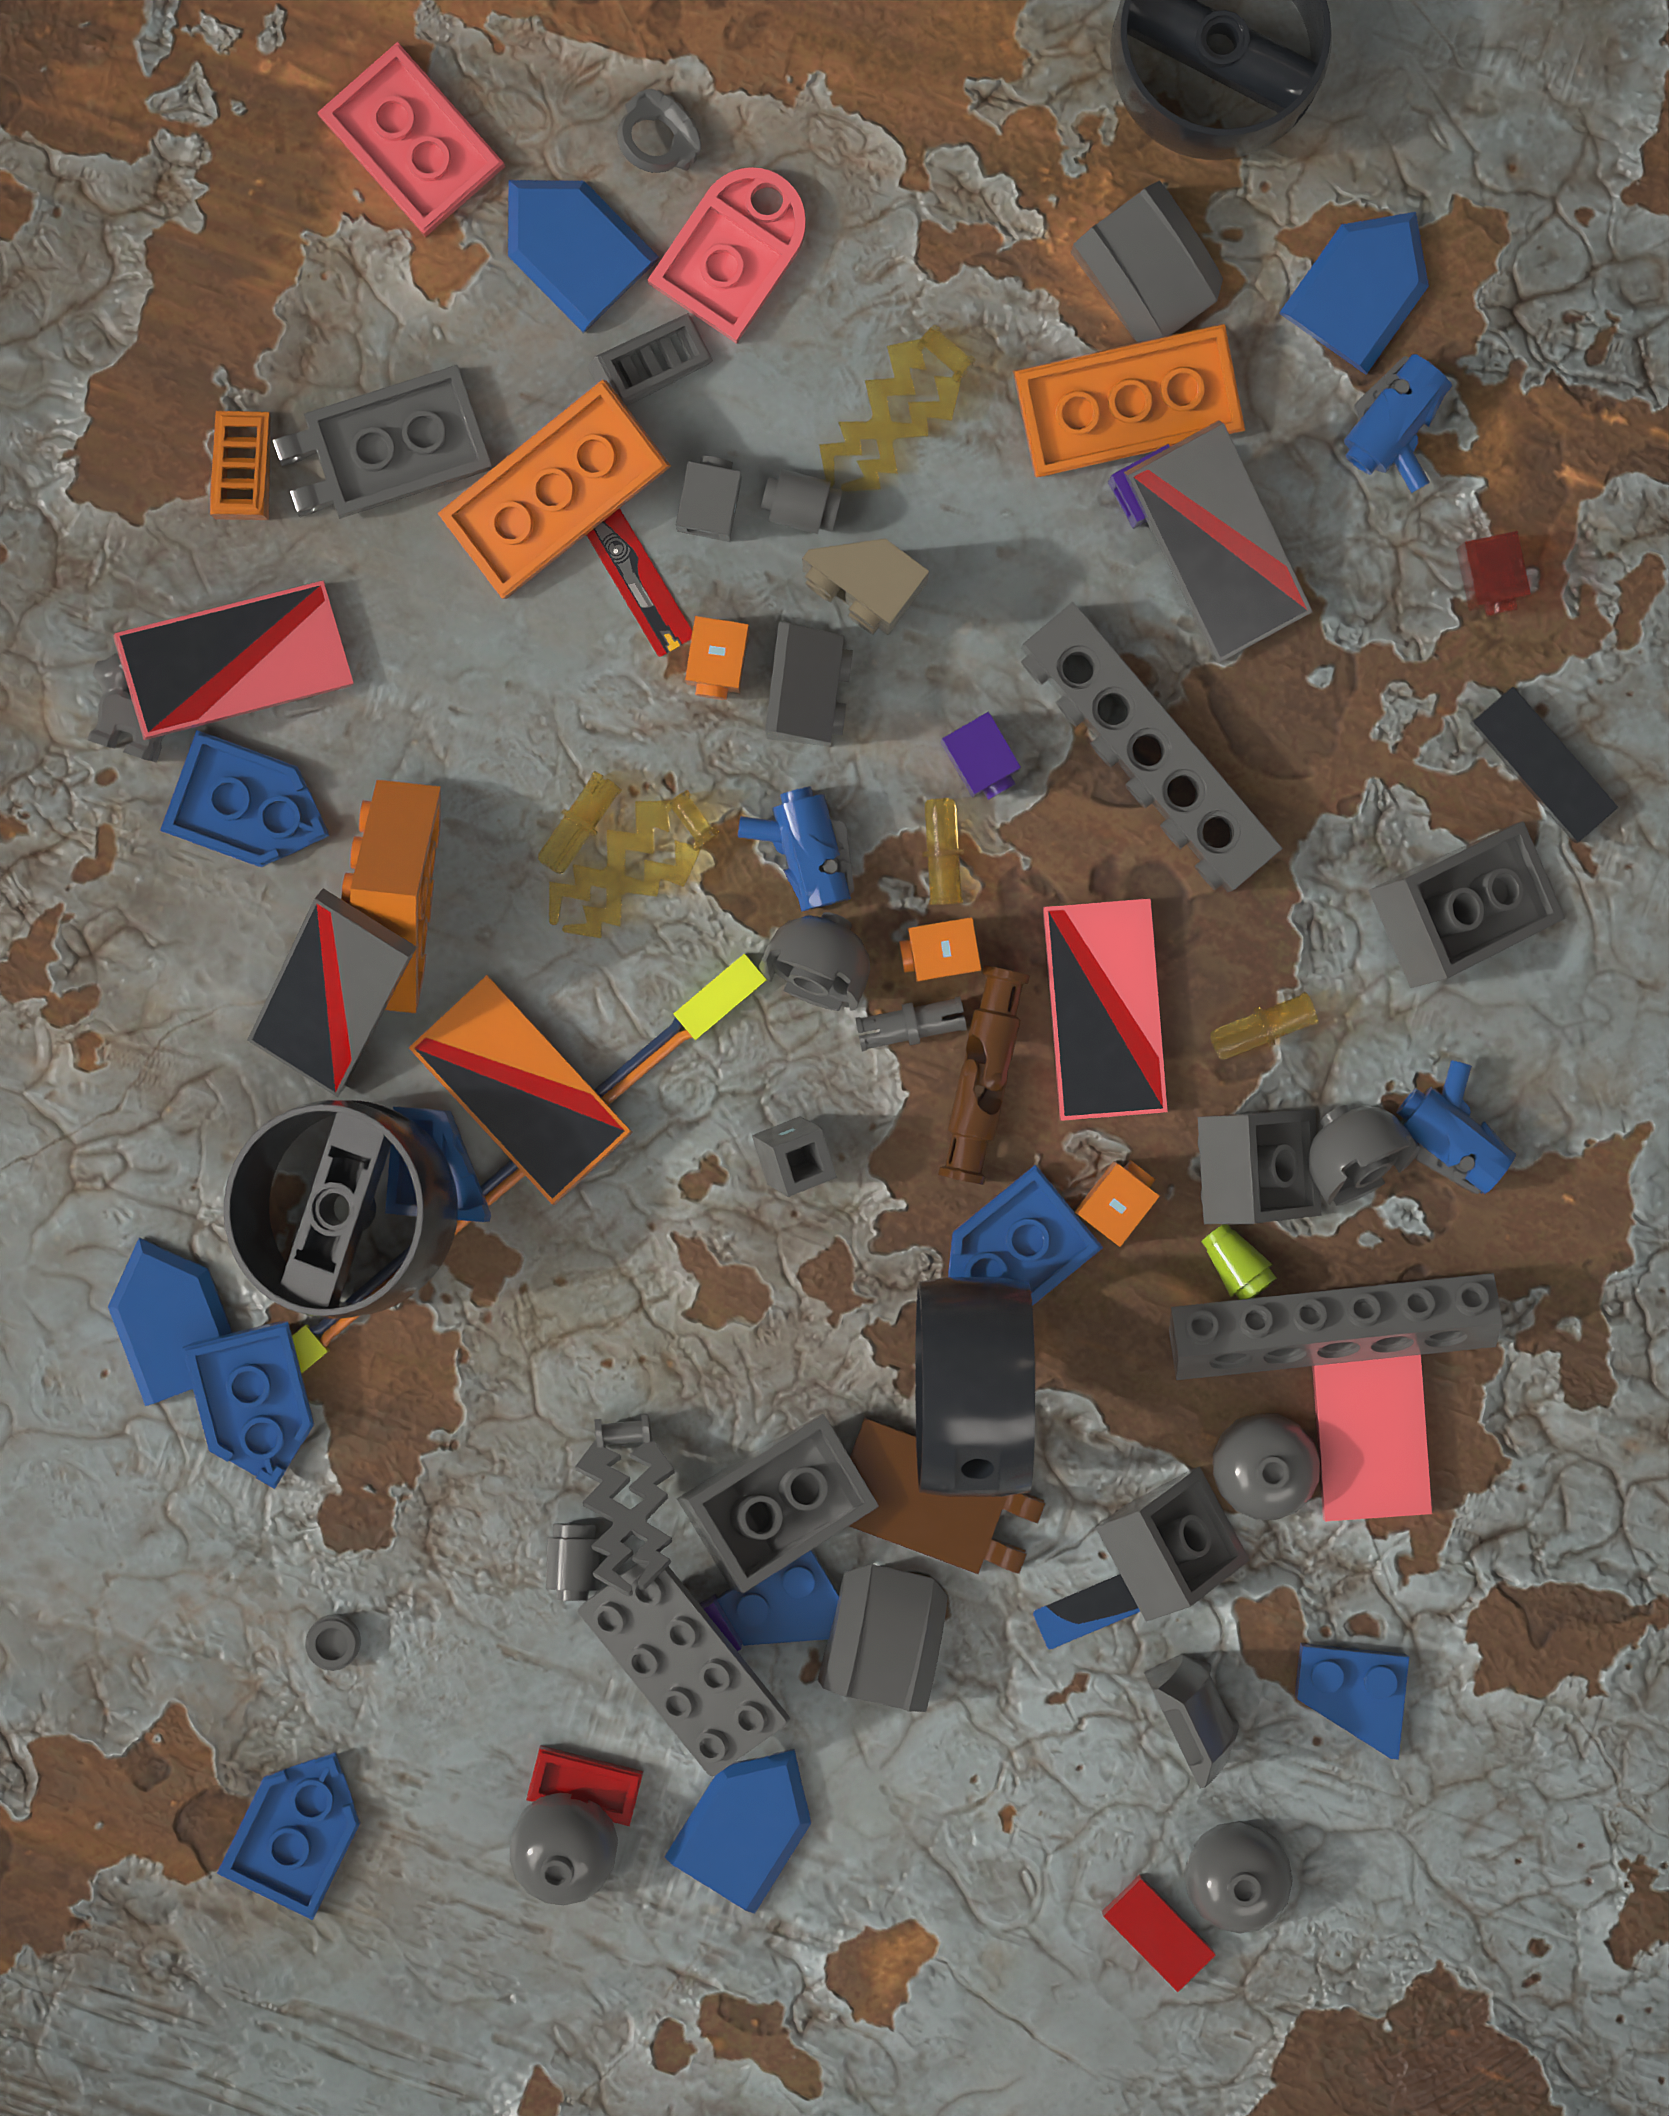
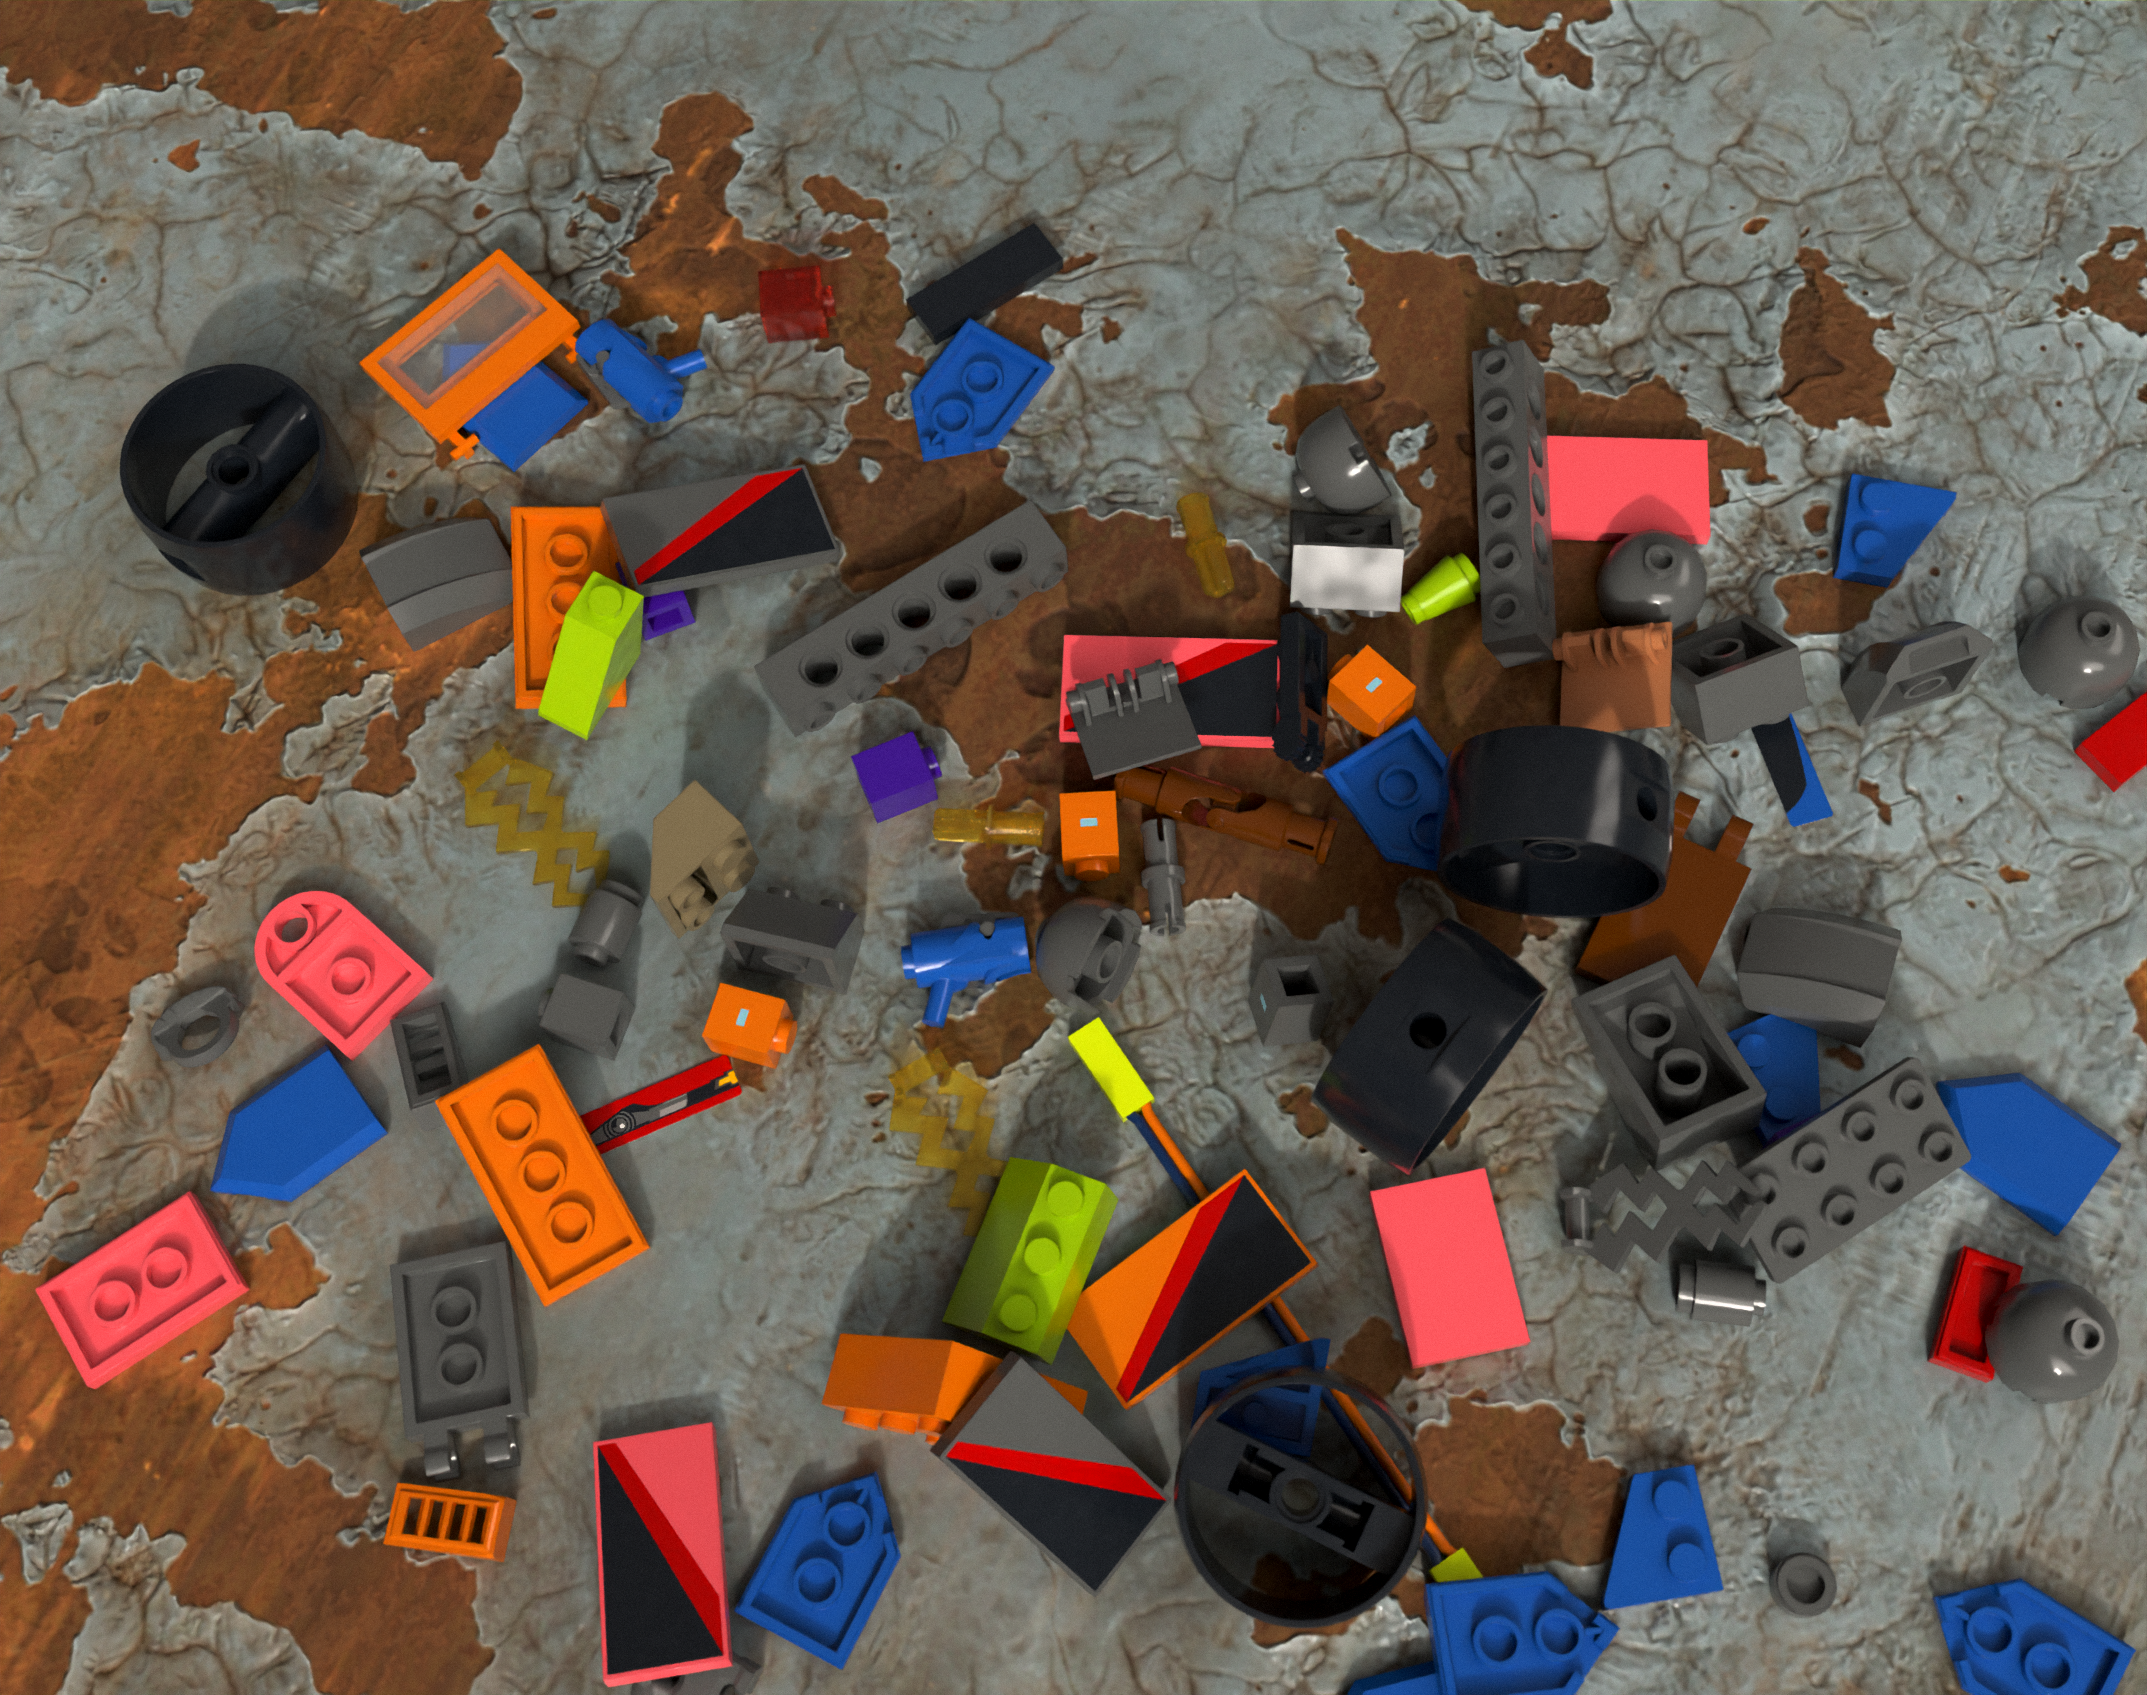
camera: 75 degrees left, 20 degrees down
(353, 1521) = (1661, 1542): none -> blue wing
(527, 946) = (1031, 1258): none -> lime slope
(570, 1320) = (1448, 1268): none -> coral tile
(578, 823) = (904, 1193): clear yellow axle -> none
(744, 1289) = (1428, 1045): none -> black cylinder
(1052, 444) = (592, 654): none -> lime slope
(1053, 978) = (1132, 720): none -> dark grey hinge
(1111, 1137) = (1301, 693): none -> black hinge
(1158, 1436) = (1616, 677): none -> nougat hinge
(1408, 243) = (470, 348): none -> piece
(1414, 772) = (974, 392): none -> blue tile
(1451, 1139) = (1346, 377): blue piece -> none
(1466, 905) = (1111, 358): dark grey slope -> none

